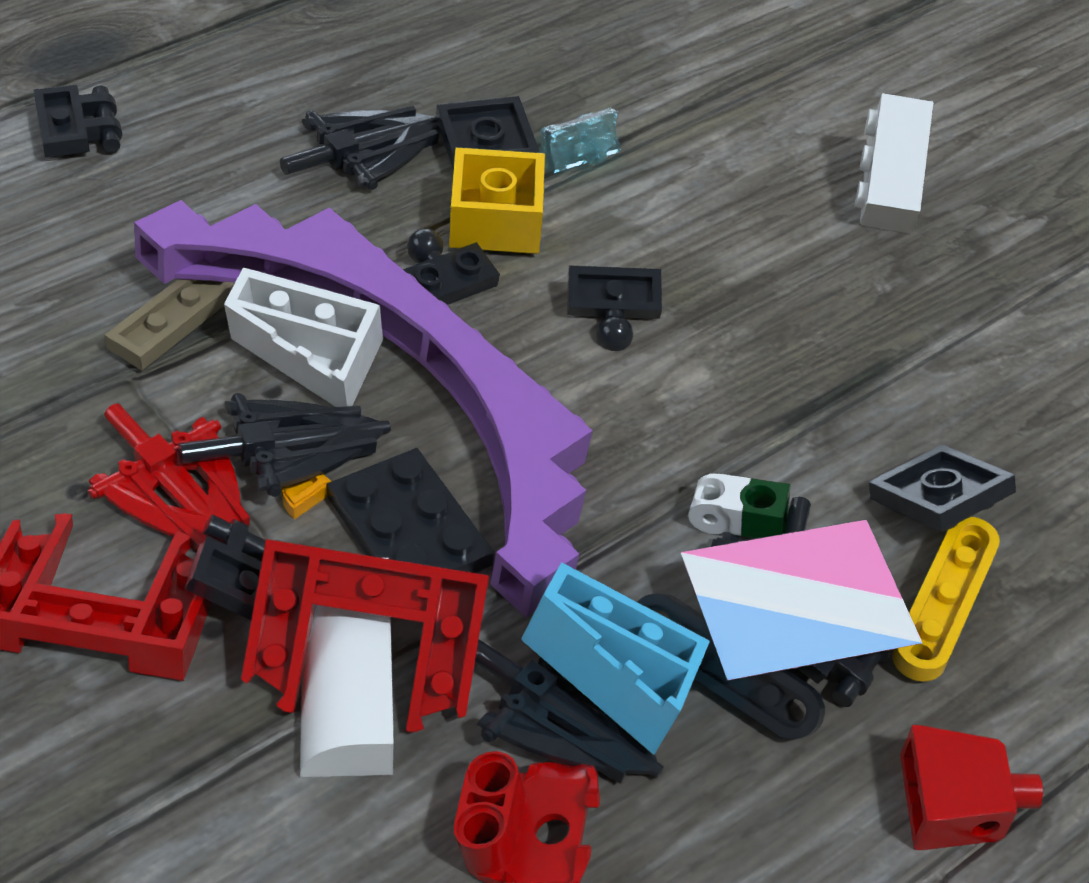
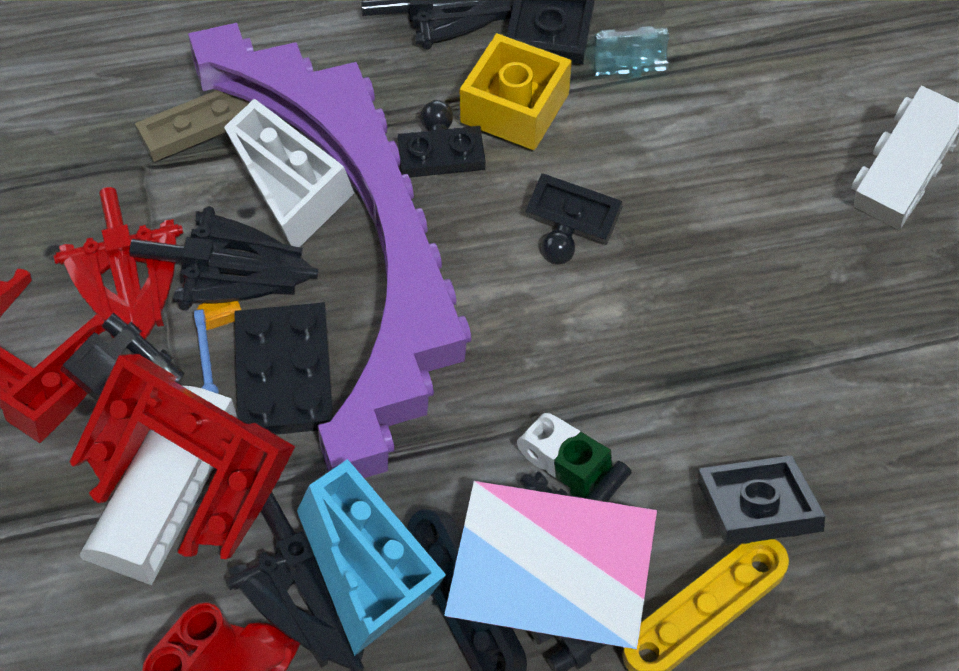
camera: 30 degrees right, 10 degrees up
(299, 503) = (200, 321): none -> medium blue hinge

